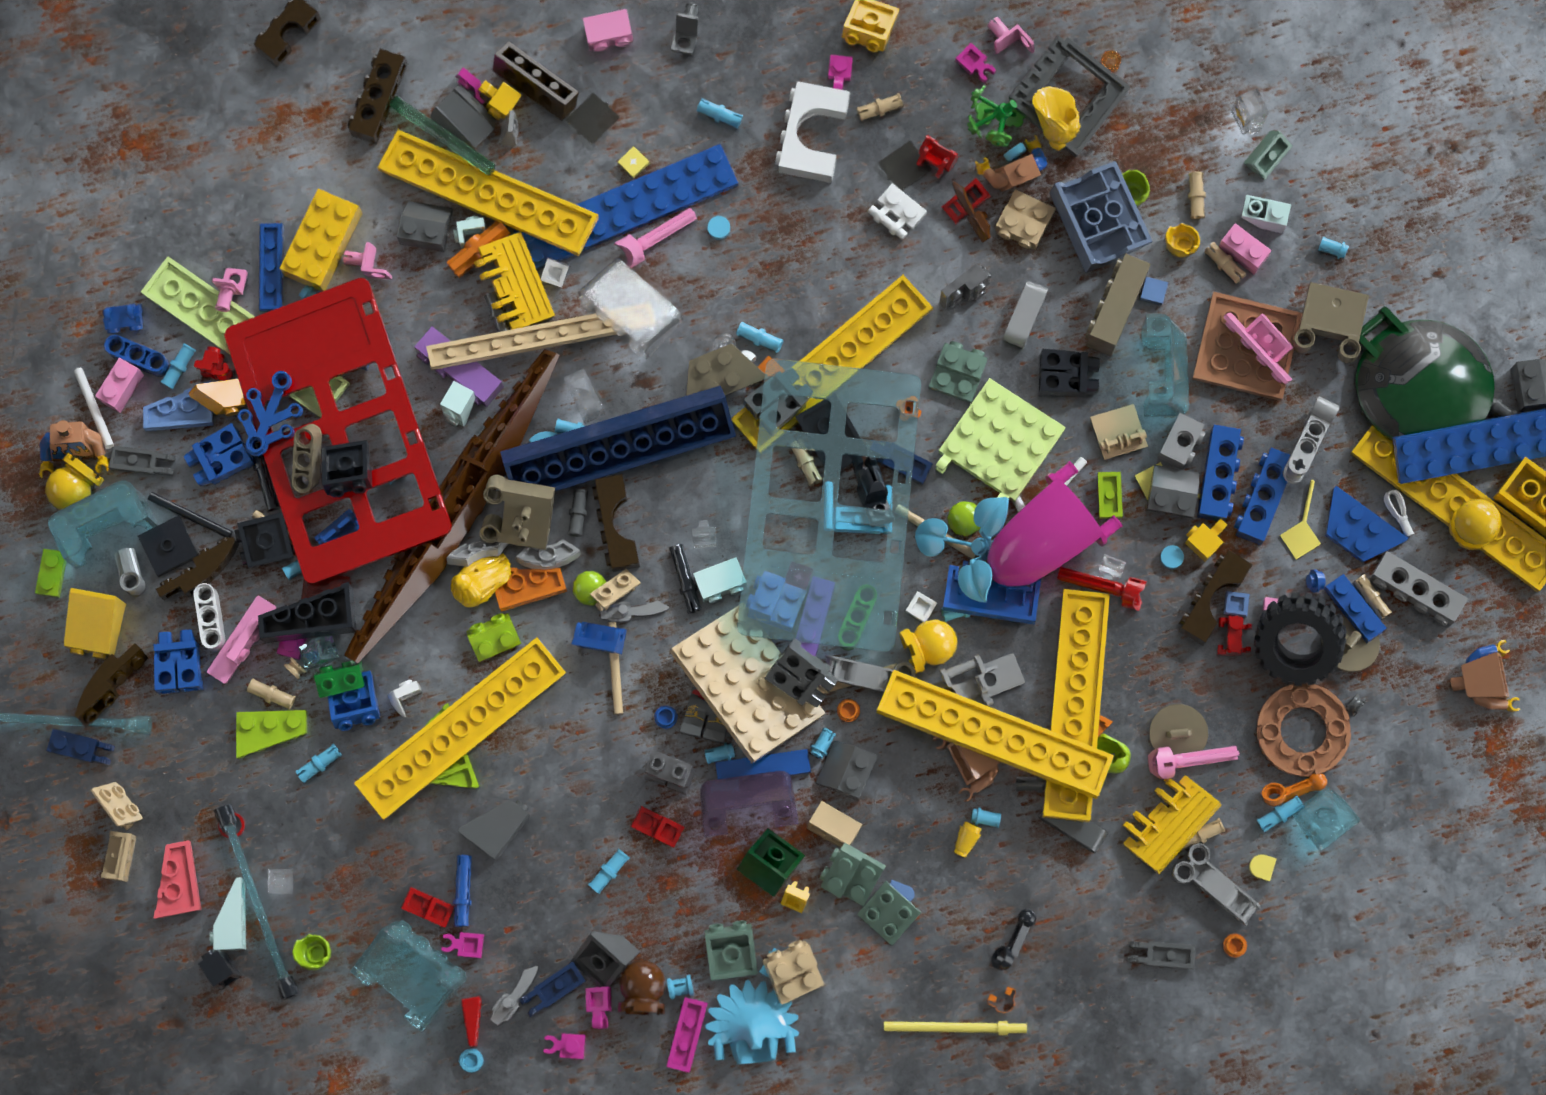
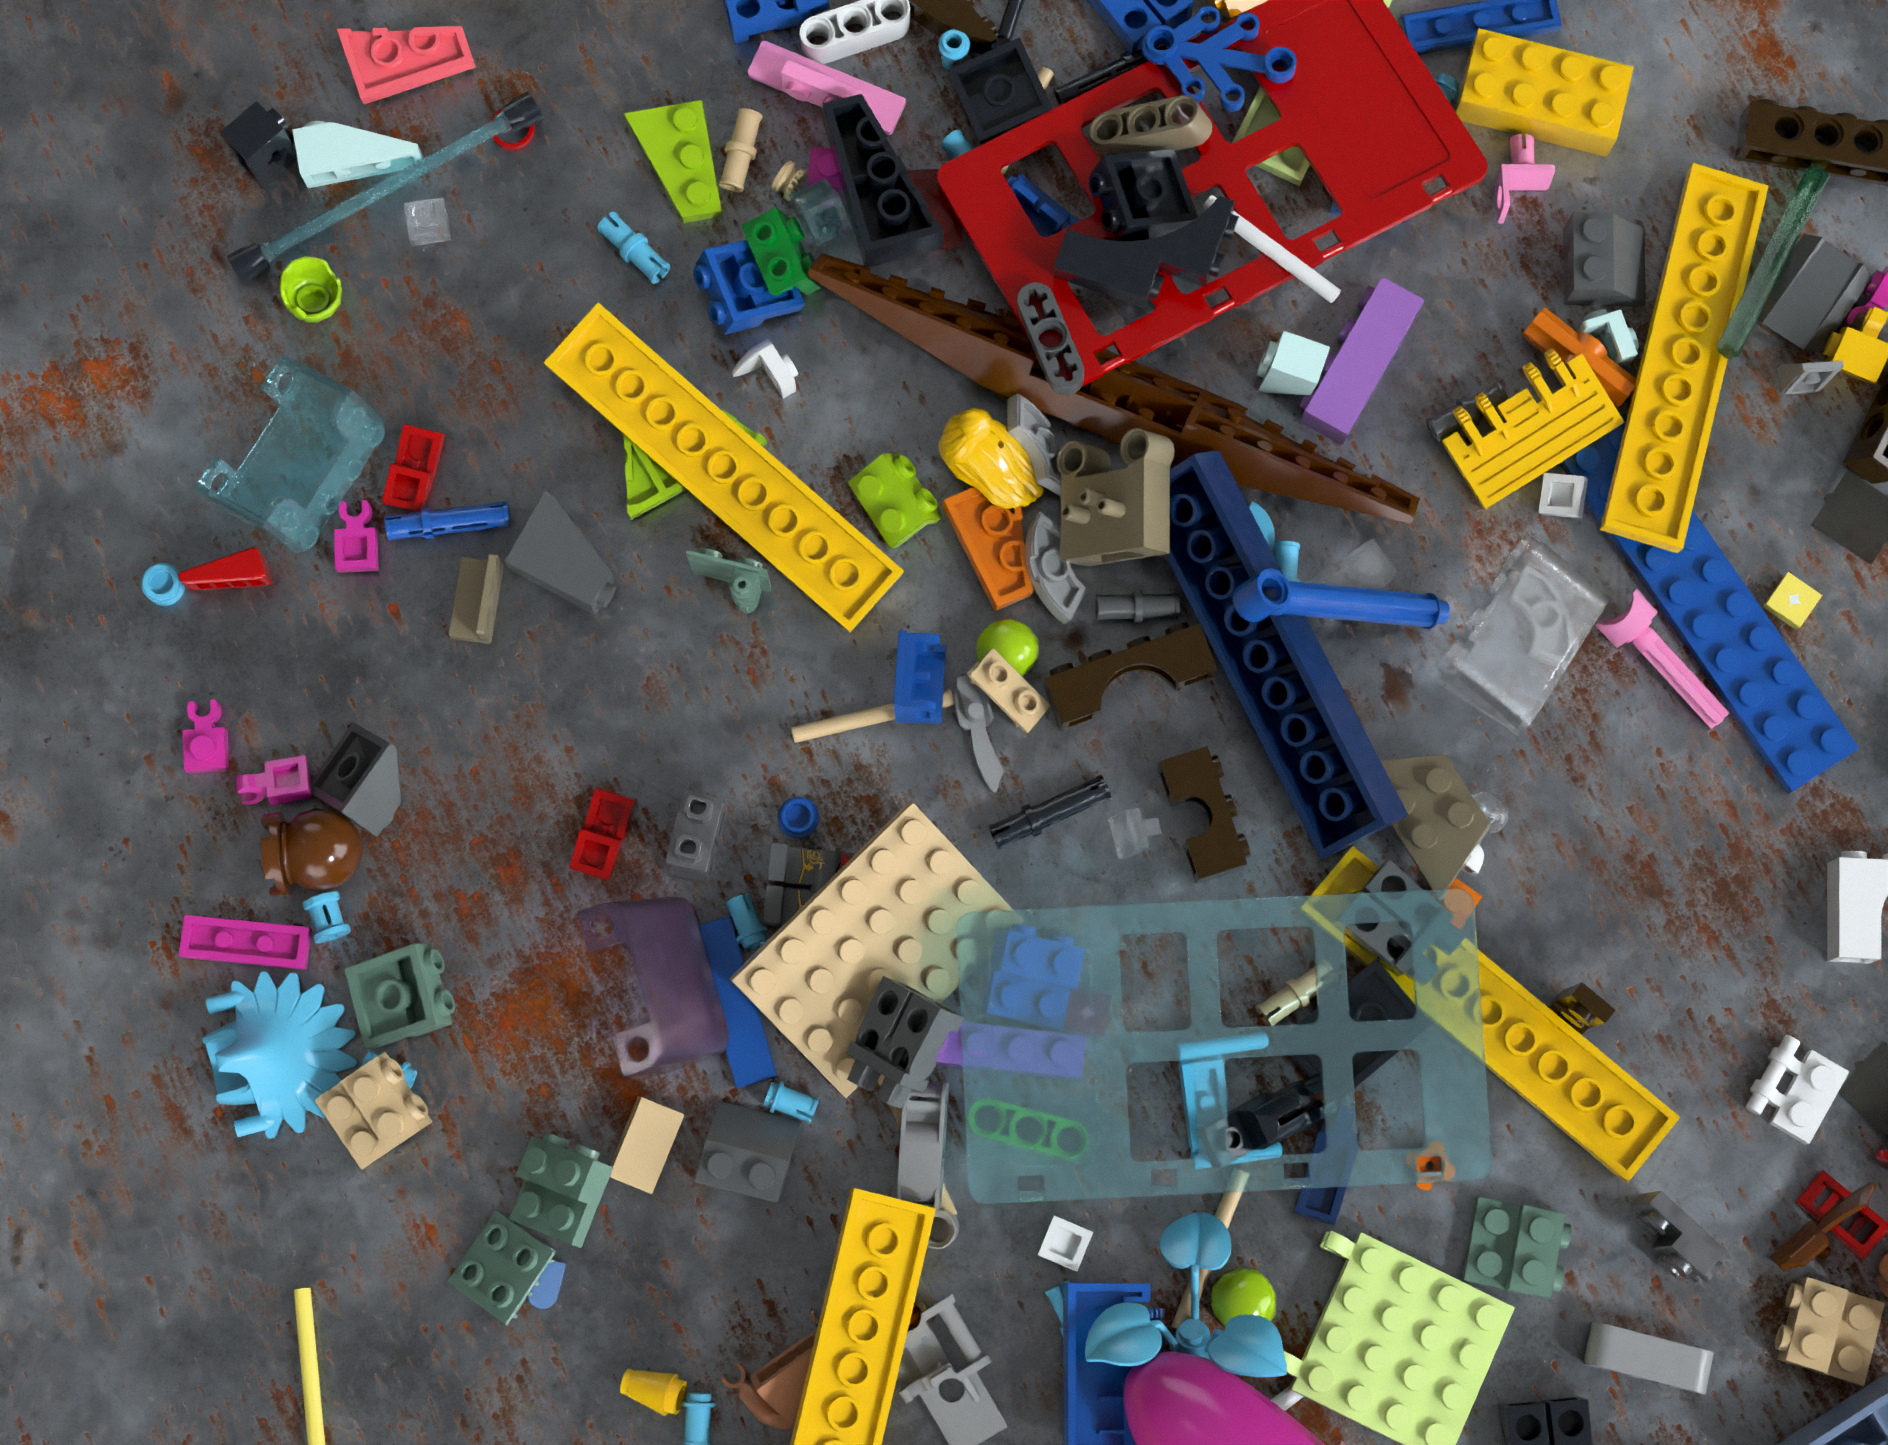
camera: 75 degrees right, 0 degrees up
(230, 559) = (953, 47): none -> medium azure pin
(390, 403) = (1282, 257): none -> white bar
(390, 480) = (1132, 267): none -> black arch
(436, 523) = (1050, 309): none -> dark grey beam
(508, 1003) = (267, 630): light grey piece -> none
(511, 880) = (476, 599): none -> dark tan panel
(517, 341) = (1424, 448): tan plate -> none
(529, 724) = (745, 577): none -> sand green hinge
(554, 988) = (301, 704): dark blue hinge -> none
(592, 431) = (1274, 595): none -> blue piece
(609, 871) = (513, 762): medium azure pin -> none
(719, 227) = (1702, 771): medium azure tile -> none
(719, 489) = (1196, 779): none -> dark brown arch
(719, 580) = (1054, 870): light aqua brick -> none
(759, 337) = (1513, 874): medium azure pin -> none
(770, 862) = (564, 1041): dark green slope -> none
(795, 898) = (506, 1095): yellow tile -> none
(838, 313) = (1581, 1007): none -> dark brown plate
(848, 710) = (857, 1139): orange plate -> none
(929, 644) = (997, 1270): yellow tile -> none

